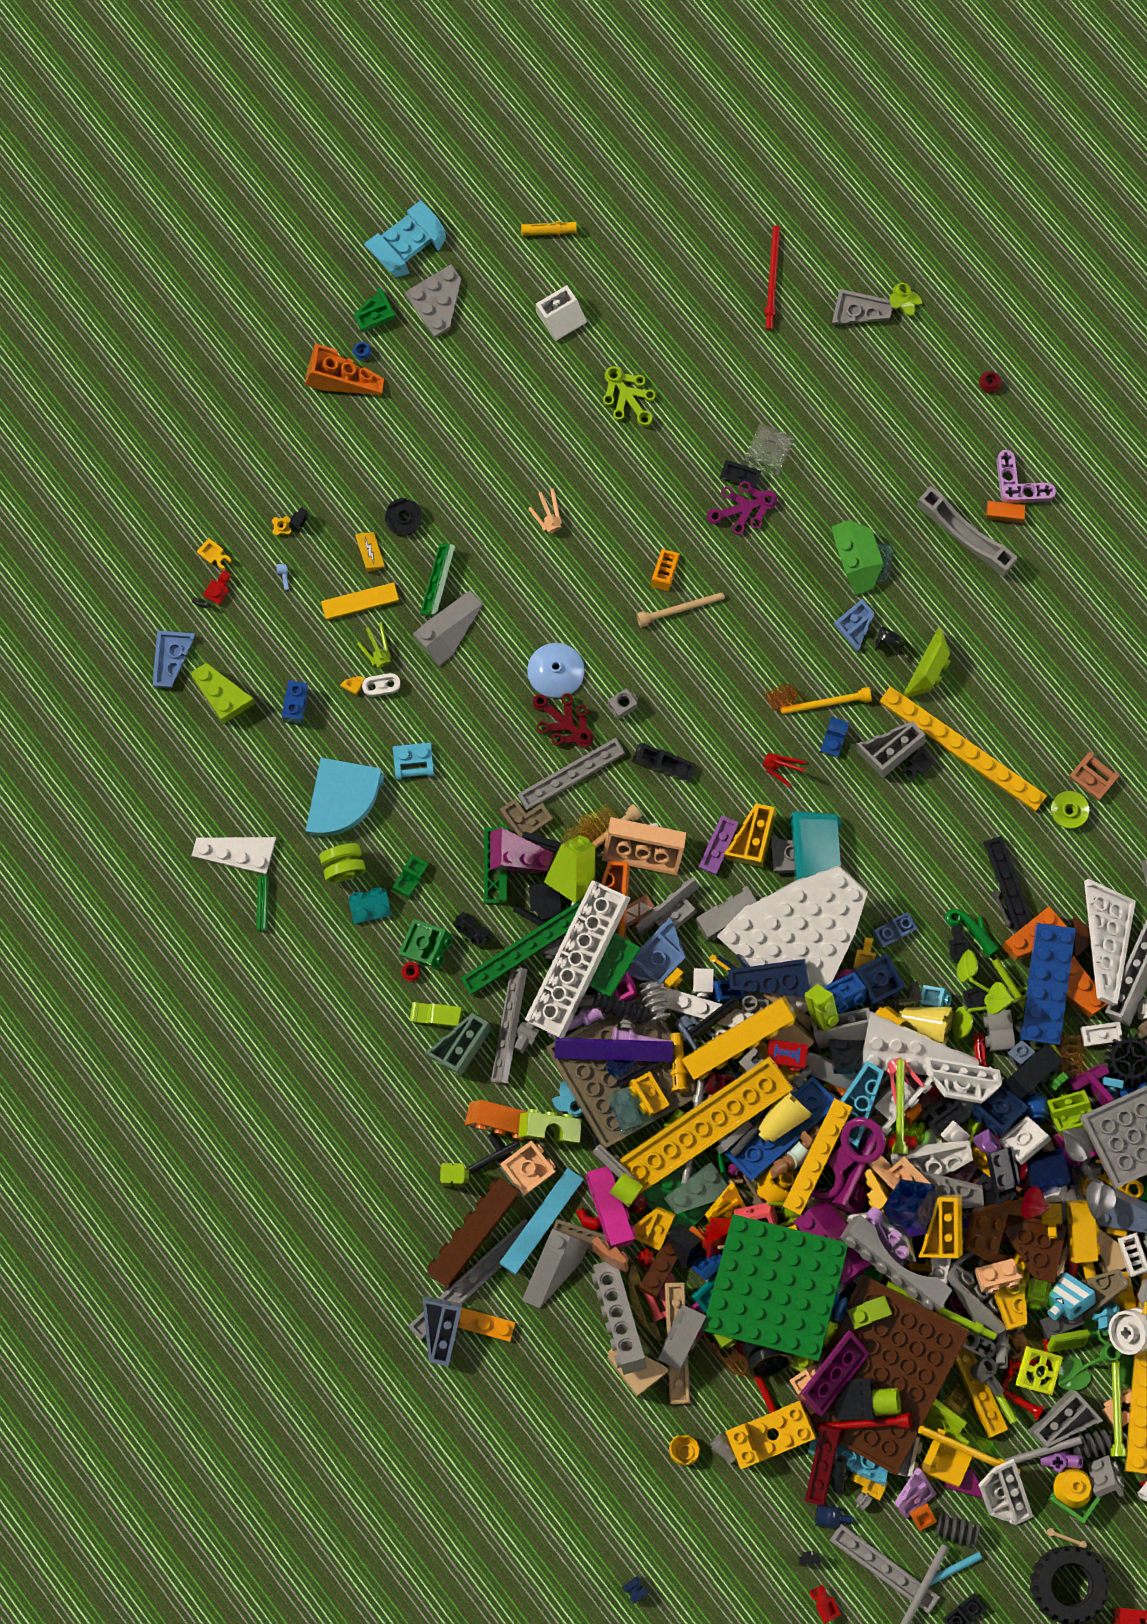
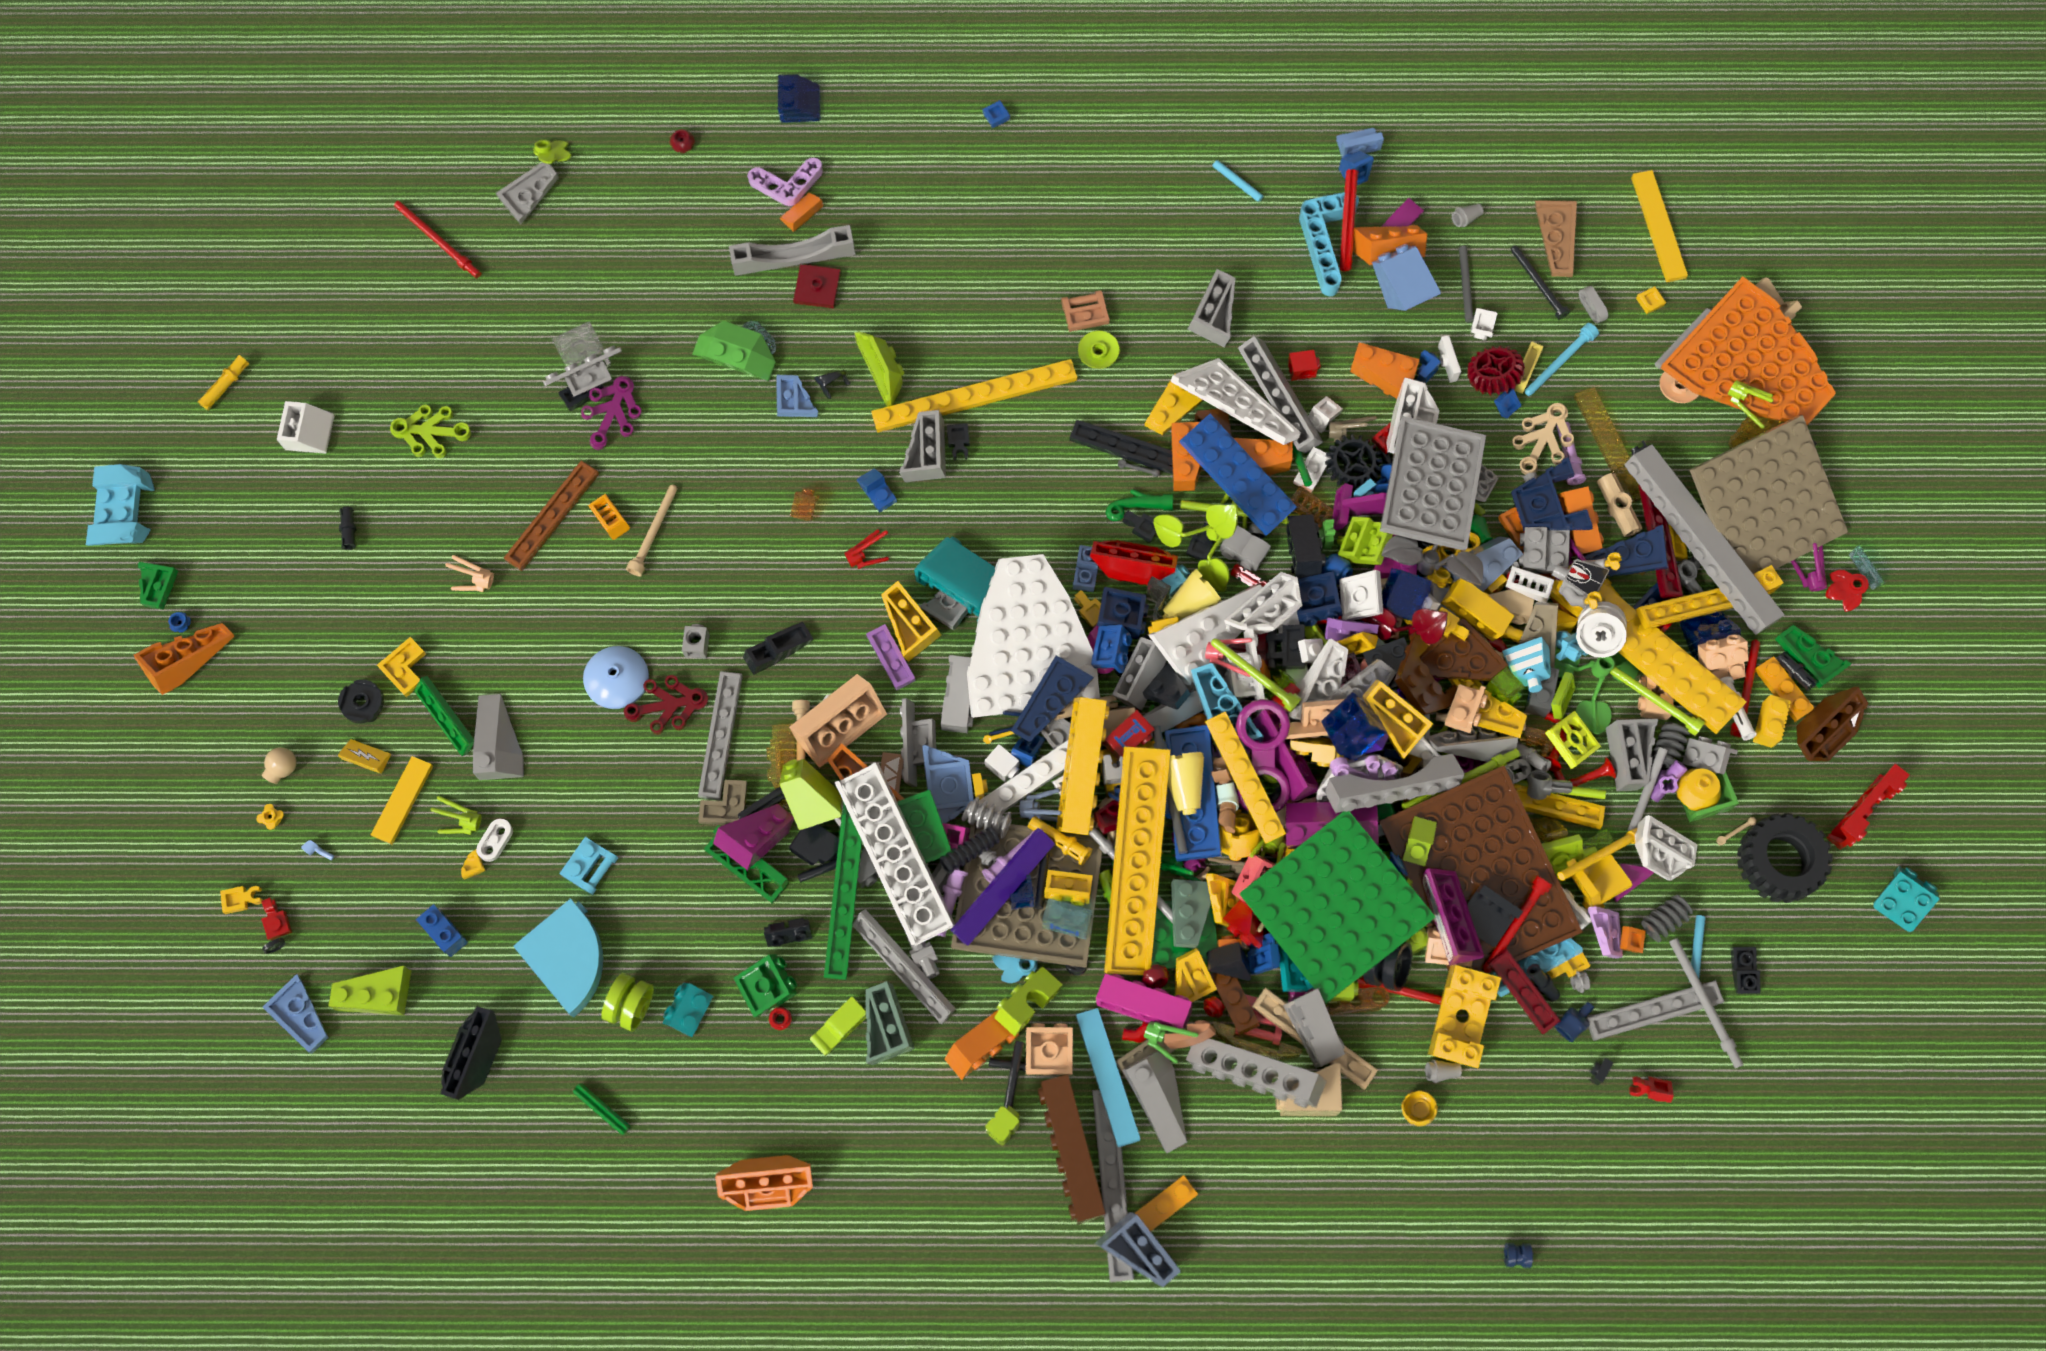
camera: 50 degrees left, 5 degrees down
(231, 790) = (471, 1054): none -> black wedge
(238, 852) = (537, 1092): white wing -> none
(296, 1047) = (765, 1182): none -> orange wedge
(299, 519) = (278, 795): black plate -> none
(319, 501) = (279, 764): none -> tan piece
(410, 876) = (692, 950): green slope -> none
(436, 300) = (195, 524): light grey plate -> none
(448, 519) = (398, 664): none -> yellow plate
(514, 402) = (347, 528): none -> black pin
(594, 1230) = (1155, 1034): none -> bright green plant
(611, 1162) = (1112, 968): light grey axle -> none
(626, 1189) = (1141, 973): lime piece -> none
(634, 530) = (551, 515): none -> dark orange tile
(714, 1018) = (1044, 761): black axle -> none
(728, 1140) = (1168, 847): light grey plate -> none
(749, 1001) = (1053, 734): light grey hinge -> none
(753, 470) = (587, 375): none -> light grey bracket
(821, 1007) = (1111, 674): lime brick -> none
(862, 695) = (861, 438): yellow piece -> none
(886, 1401) = (1513, 887): lime piece -> none
(924, 958) = (1132, 561): none -> red wedge
(955, 570) = (817, 286): none -> dark red plate
(1003, 1169) = (1375, 630): black plate -> none
(1020, 1054) = (1280, 544): sand blue bracket -> none
(1065, 896) = (1171, 408): none -> yellow wing
(1076, 1179) = (1426, 574): black piece -> none
(1092, 437) = (798, 99): none -> clear blue slope
(1094, 1026) = (1301, 466): none -> green bar

